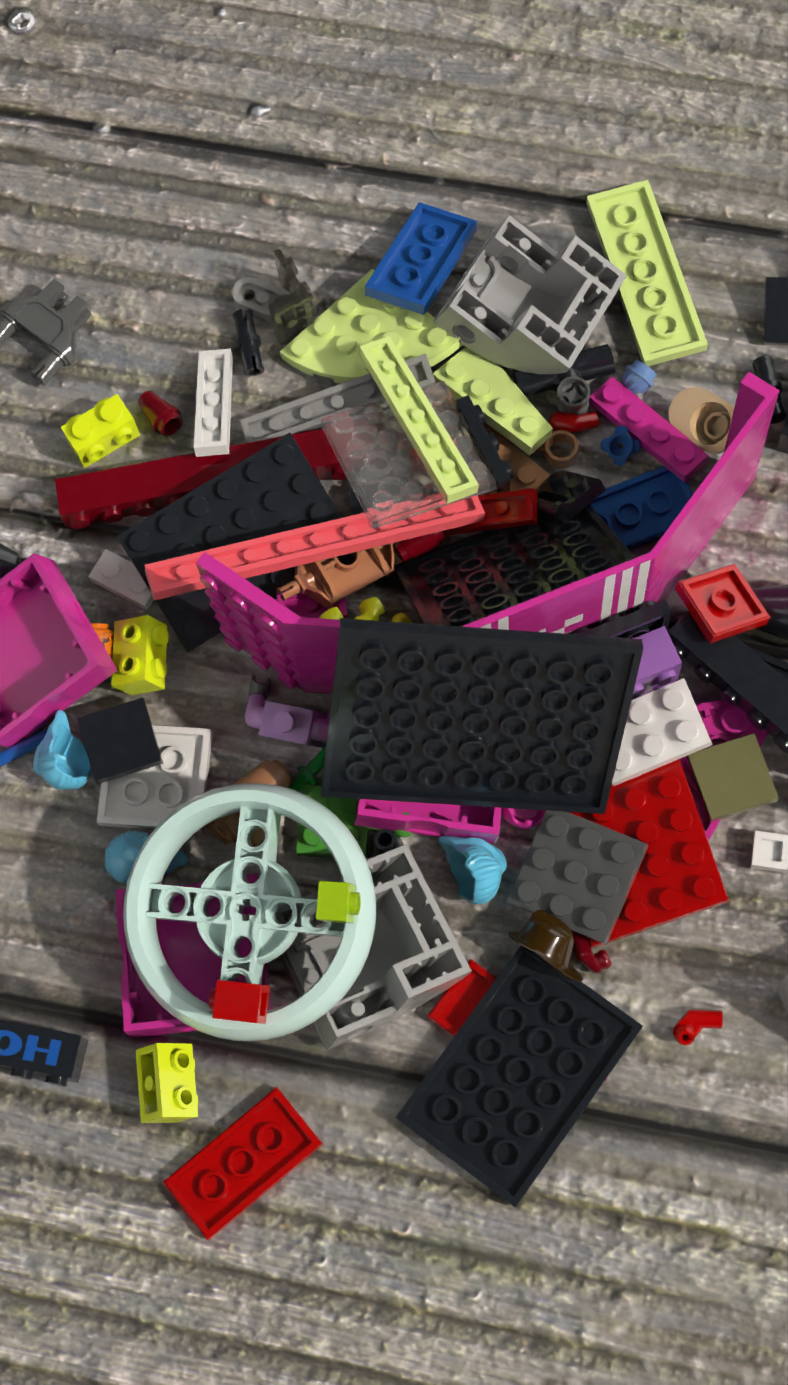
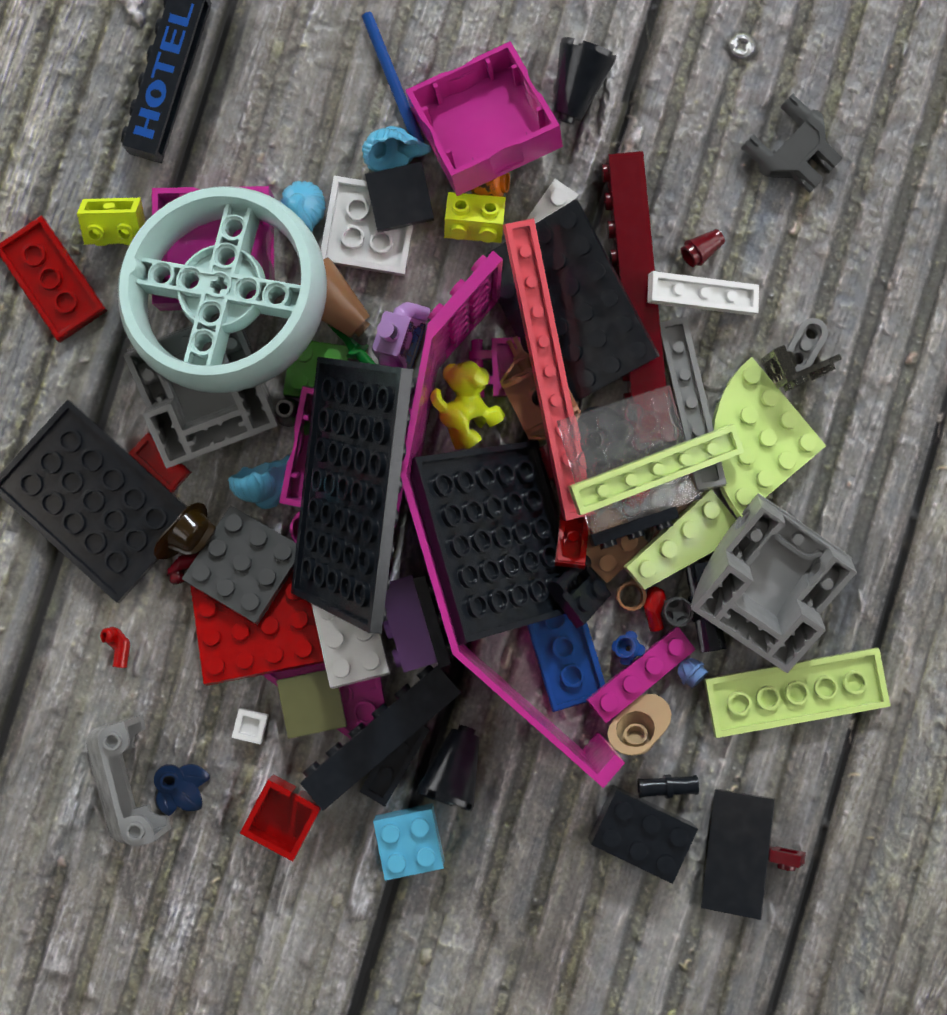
camera: 90 degrees right, 15 degrees up
(100, 430) = (688, 193): neon yellow brick -> none
(239, 1001) = (134, 273): red brick -> none
(248, 342) = (764, 329): black pin -> none
(337, 902) = (198, 356): lime plate -> none
(421, 258) = (828, 490): blue plate -> none
(722, 603) = (458, 715): red tile -> none

